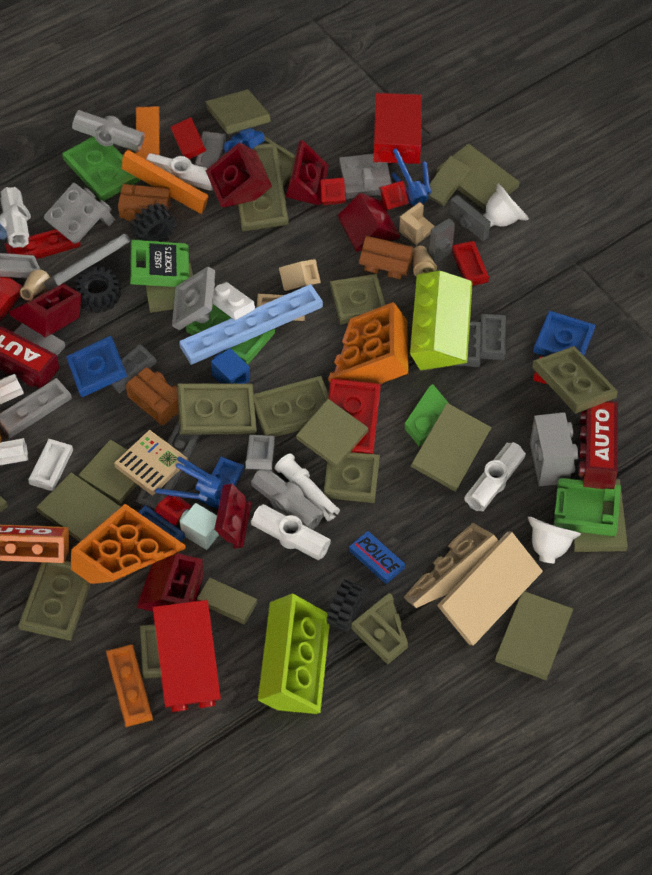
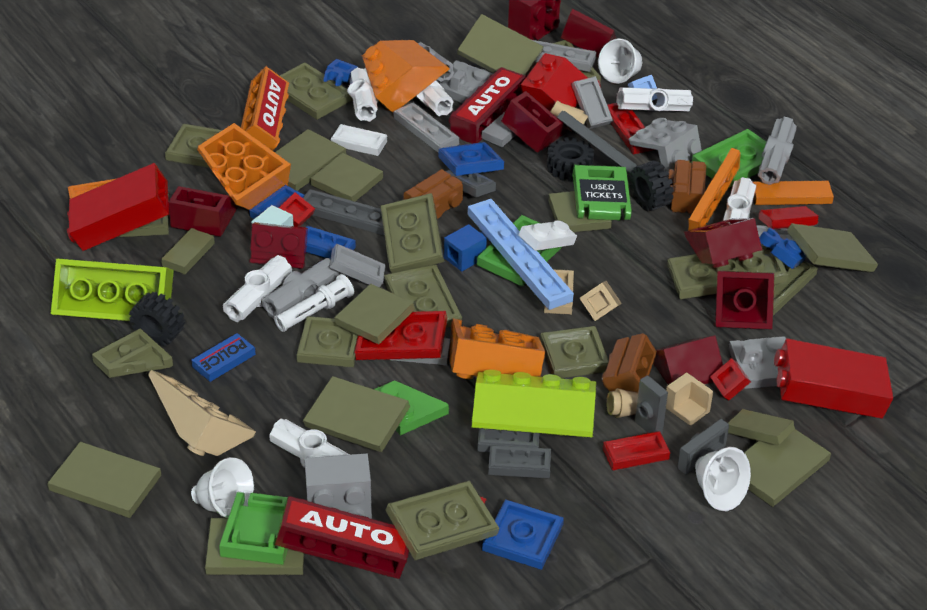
camera: 90 degrees right, 15 degrees down
(150, 462) = (349, 193): tan tile -> none
(194, 299) = (535, 208): light grey hinge -> none
(207, 484) = (313, 218): blue plant -> none
(333, 191) = (728, 328): red plate -> none
(416, 191) = (738, 398): blue plant -> none
(490, 588) = (158, 429): tan tile -> none

